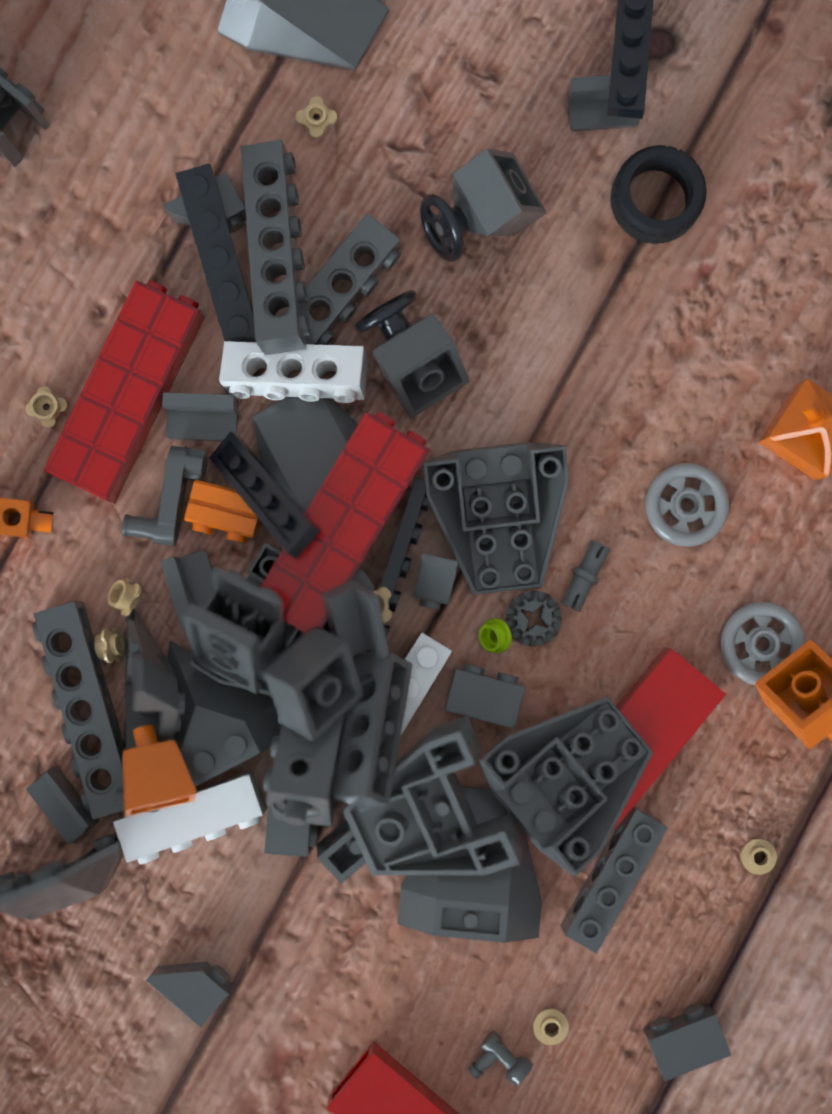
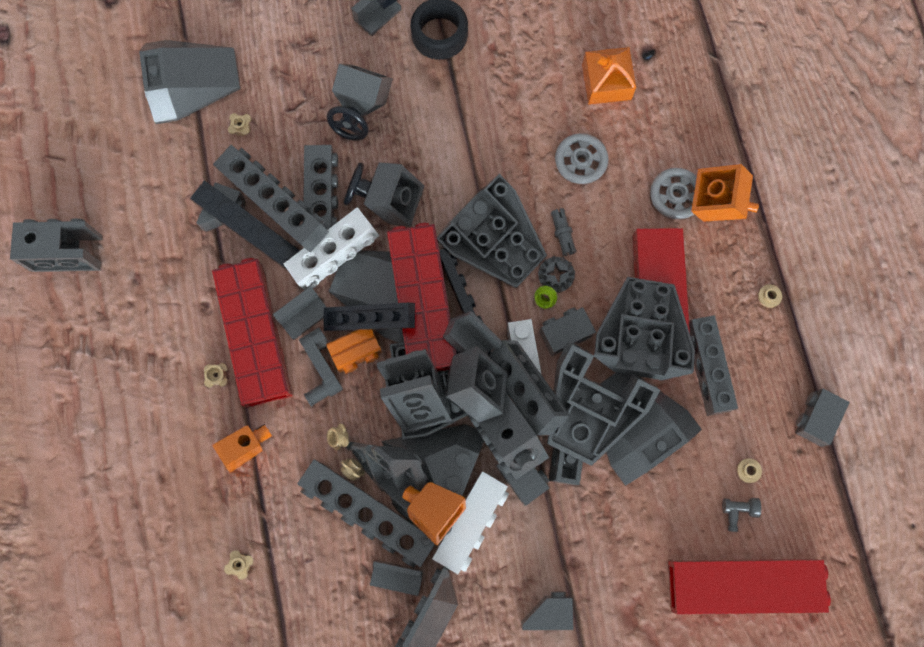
camera: 40 degrees left, 10 degrees down
(189, 581) = (368, 402): dark grey panel -> none
(435, 581) = (491, 292): dark grey slope -> none

